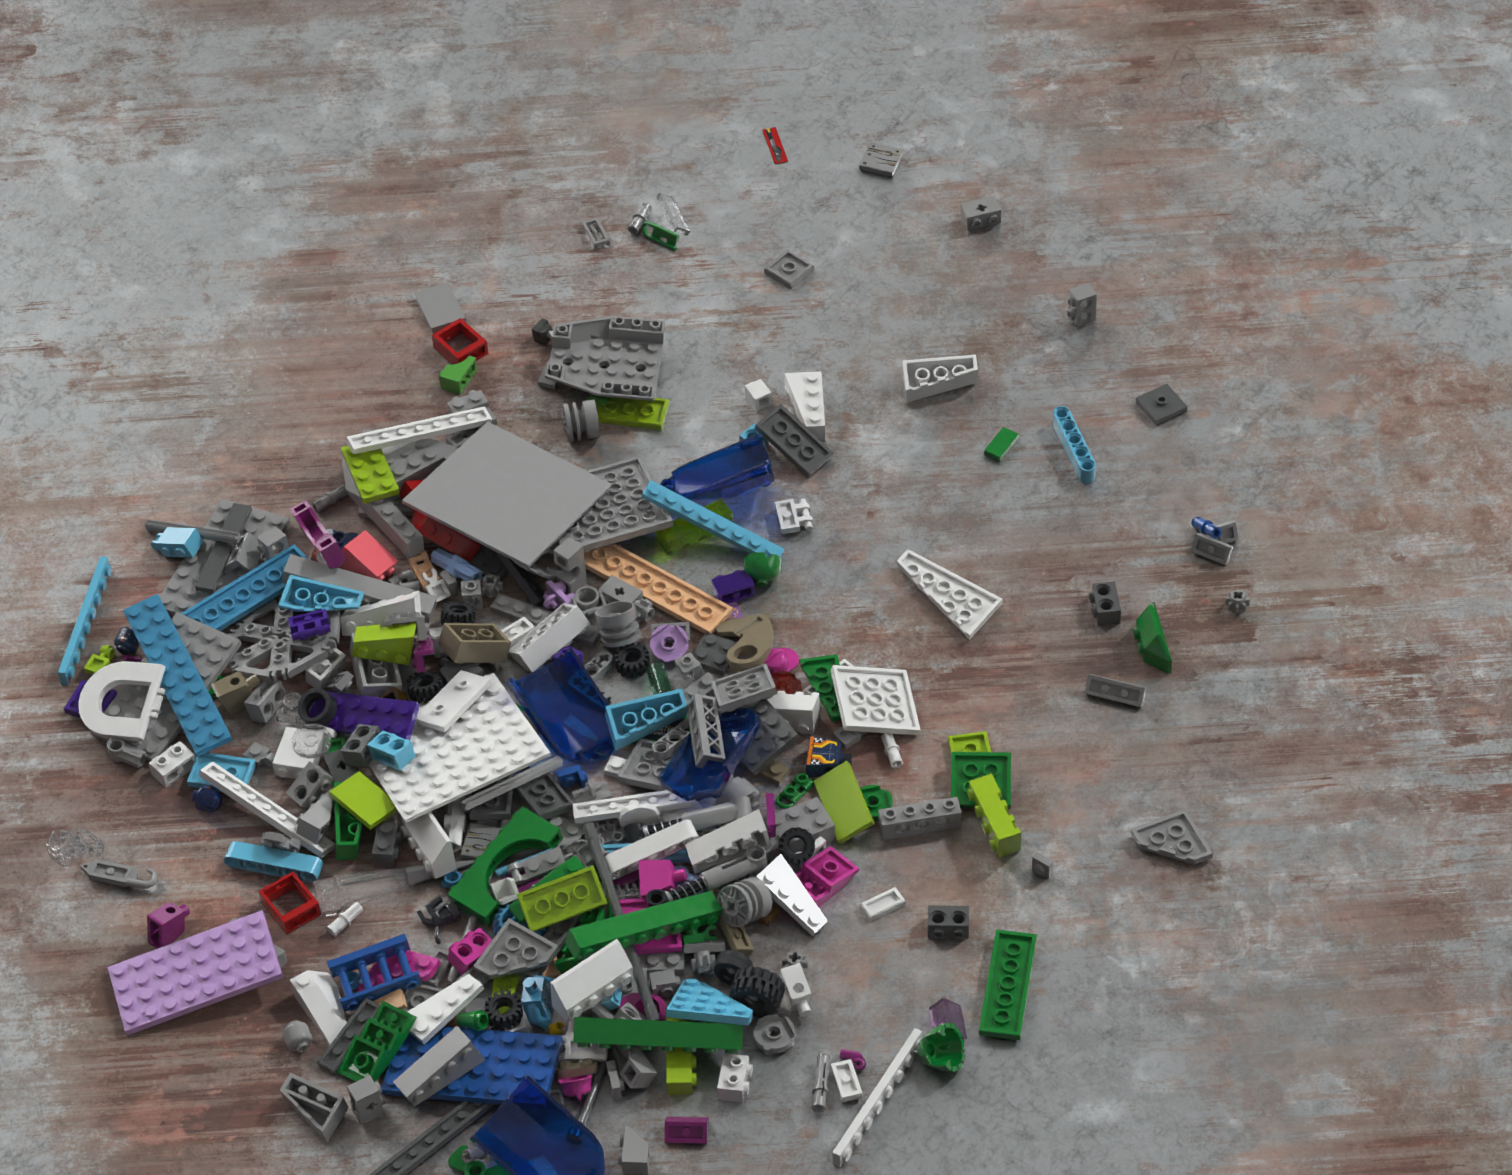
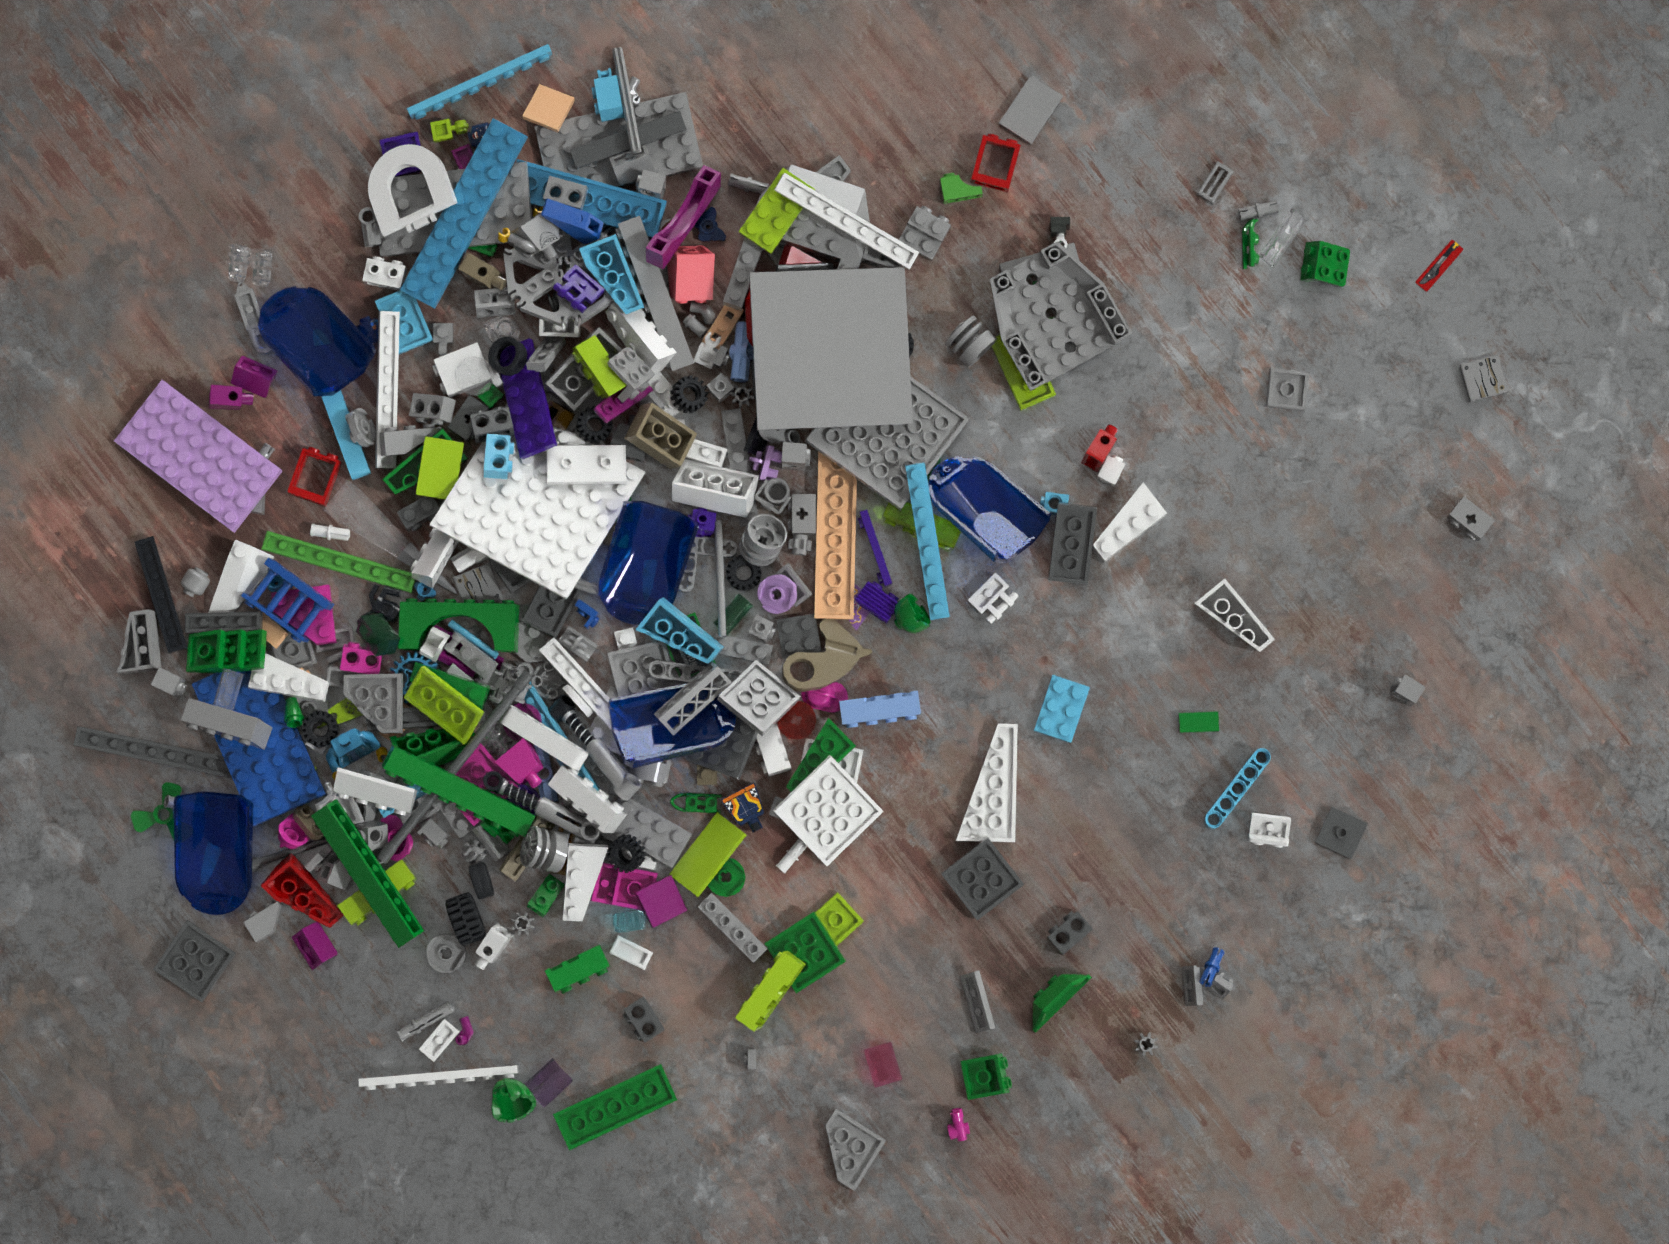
camera: 55 degrees right, 35 degrees up
(149, 584) = (548, 108): none -> light nougat tile
(175, 894) = (253, 376): none -> magenta panel
(180, 830) = (314, 339): none -> clear blue windscreen
(226, 599) = (567, 189): none -> light grey brick
(239, 631) = (534, 235): none -> light grey torso
(257, 601) = (573, 221): none -> blue slope
(280, 1068) = (161, 594): none -> black plate
(377, 926) = (338, 561): none -> bright green tile
(406, 1051) = (228, 689): none -> clear plate
(461, 923) = (378, 634): none -> clear green brick
(626, 672) = (720, 579): none -> light grey piece
(629, 1107) = (299, 889): none -> red wedge
(687, 565) = (883, 574): none -> dark purple plate
(704, 1003) = (422, 889): medium azure plate -> none
(711, 201) = (1325, 263): none -> green bracket
(733, 1078) = (380, 952): white brick -> none
(736, 385) = (1100, 448): none -> red torso
(770, 815) = (638, 814): magenta tile -> none
(785, 935) = (545, 895): none -> green plate
(822, 622) = (880, 708): none -> light blue wedge
(855, 883) = (629, 921): none -> clear light blue gear
(856, 855) = (661, 901): none -> magenta tile
(866, 944) = (578, 969): none -> green wedge
(919, 520) = (1061, 709): none -> medium azure plate
(1015, 633) = (982, 878): none -> dark grey plate
(1118, 780) = (882, 1064): none -> clear pink plate
(1121, 441) = (1269, 830): none -> white bracket
(1182, 715) = (986, 1076): none -> green plate
(1213, 756) = (958, 1128): none -> dark pink plate

